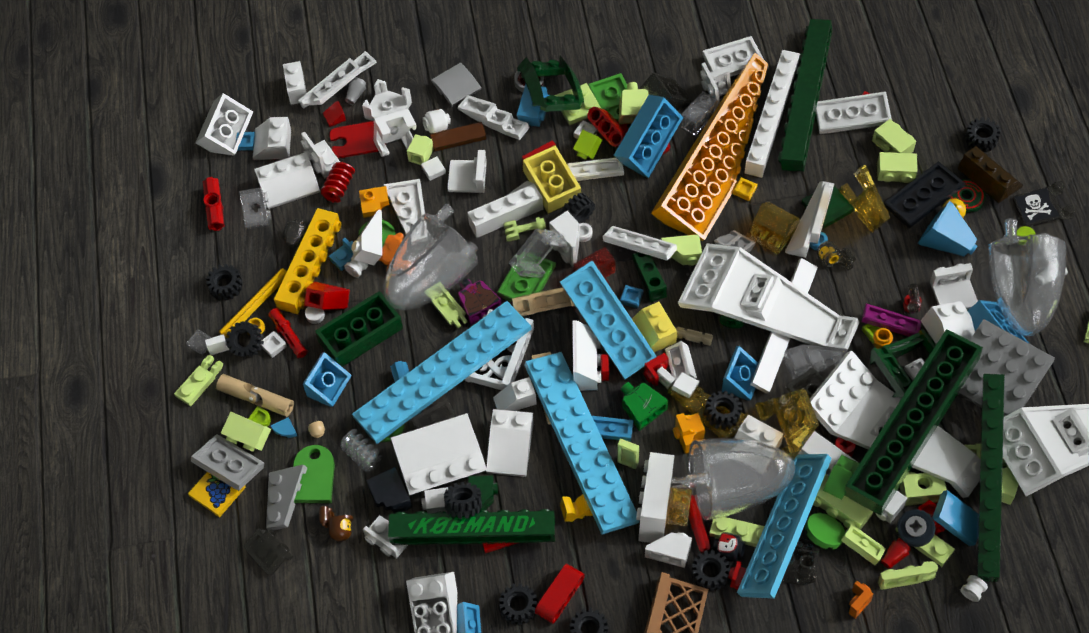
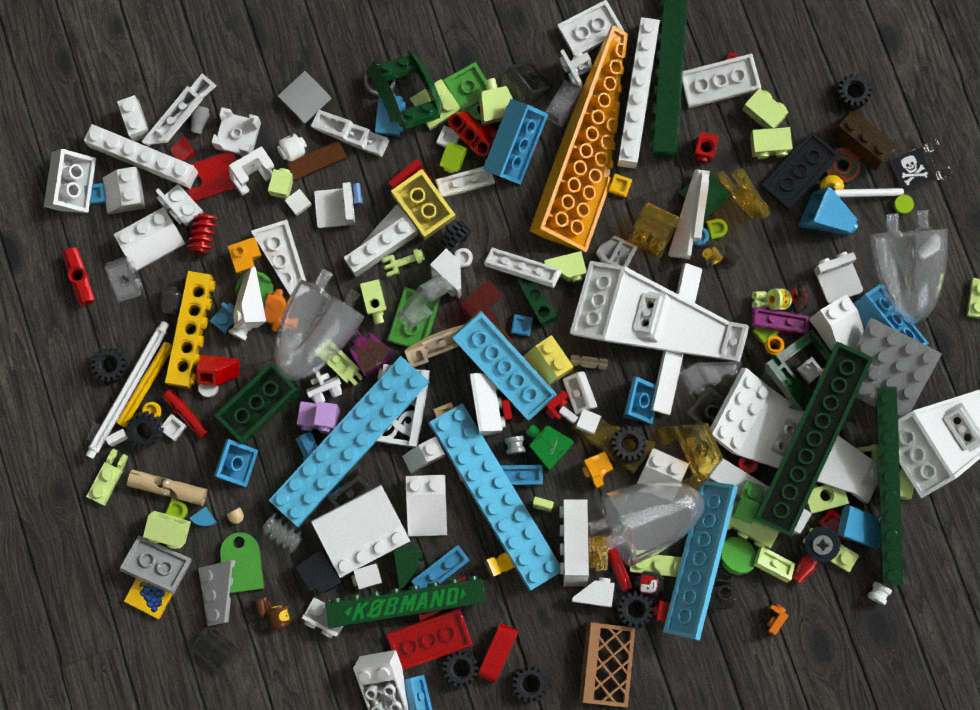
camera: 10 degrees left, 20 degrees up
(197, 344) = (127, 390): none -> white piece
(299, 114) = (141, 156): none -> white brick
(417, 347) = (318, 416): none -> lavender brick
(436, 324) = (316, 391): none -> white hips
(462, 500) = (397, 590): black tyre -> none
(490, 172) = (357, 199): none -> medium blue piece
(490, 252) = (373, 291): none -> yellowish green torso
(491, 572) = (430, 639): none -> red tile
(525, 499) = (442, 568): none -> dark azure plate
(608, 399) = (515, 445): none -> light grey wheel
(832, 164) = (705, 140): none -> red brick
(836, 234) = (717, 228): none -> lime tile
(888, 300) = (775, 299): none -> yellowish green piece
(908, 575) = (819, 588): yellowish green hinge -> none
(987, 217) = (869, 192): none -> white bar

